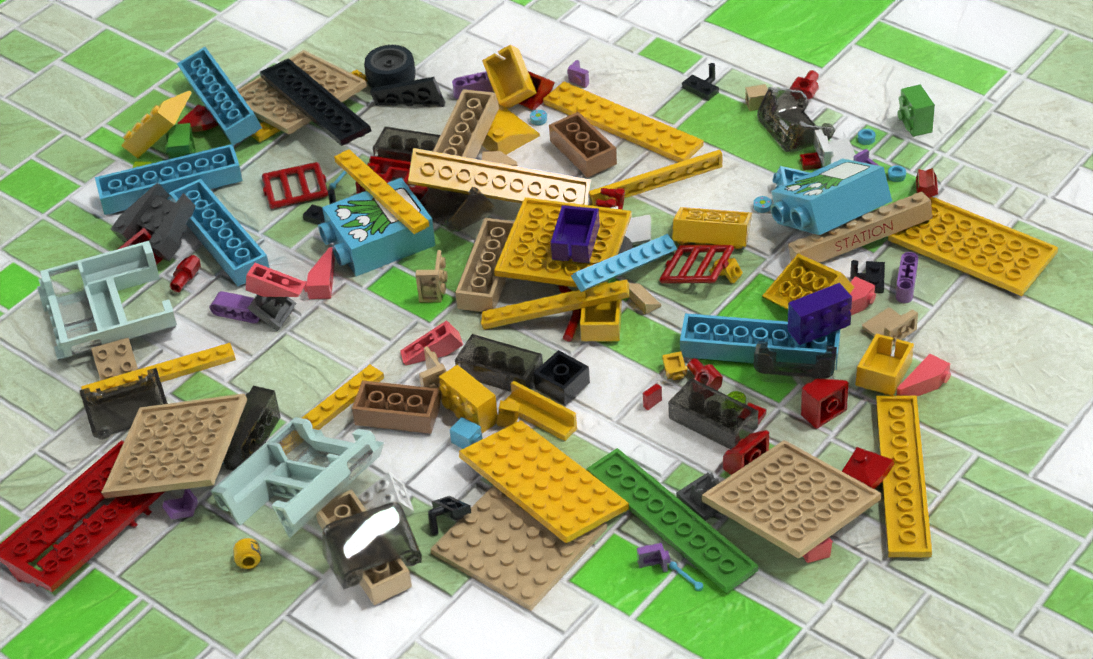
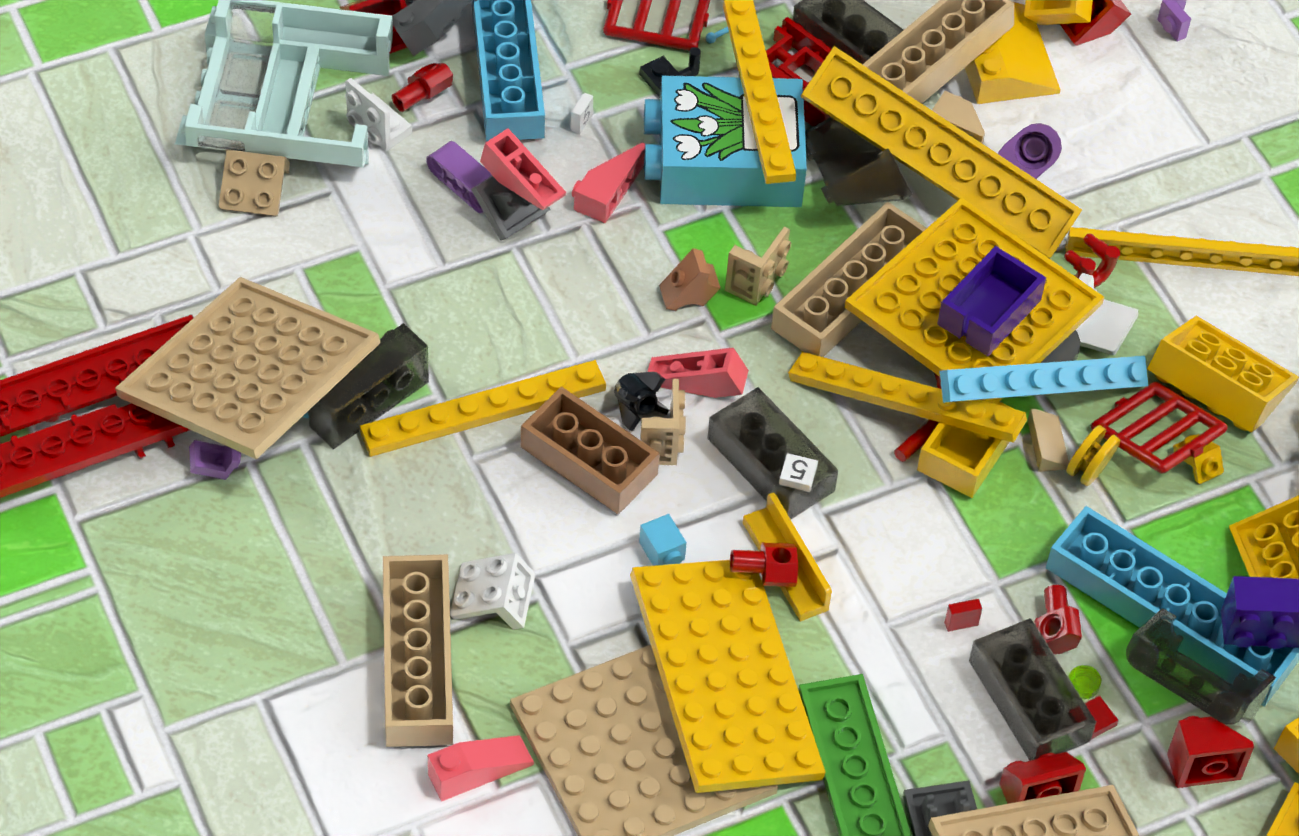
camera: 20 degrees right, 10 degrees up
(117, 407) = (210, 258): clear smoke windscreen -> none
(158, 292) = (383, 123): none -> white bracket
(172, 368) = (302, 229): yellow plate -> none
(247, 553) = (260, 578): yellow head -> none
(284, 249) = (581, 113): none -> white tile
(296, 466) = (404, 479): light aqua piece -> none
(369, 541) = (421, 655): clear smoke windscreen -> none
(399, 303) = (690, 282): none -> nougat brick
(405, 369) = (638, 396): none -> black brick
(430, 590) = (476, 764): none -> coral slope
(447, 506) = (572, 649): black plate -> none
(468, 398) = (694, 490): yellow piece -> none
(507, 413) = (738, 537): yellow bracket -> none
(521, 363) = (798, 472): none -> white tile
(536, 415) = (774, 561): none -> red piece
(538, 117) = (1074, 61): medium azure tile -> none
(546, 160) = (1033, 149): none -> medium lavender piece
(561, 377) = (848, 519): black brick -> none
(583, 144) = (1109, 142): medium nougat brick -> none
(624, 122) = (1197, 130): yellow plate -> none
(671, 291) = (1092, 456): none -> yellow head
(674, 365) = (1026, 580): yellow bracket -> none

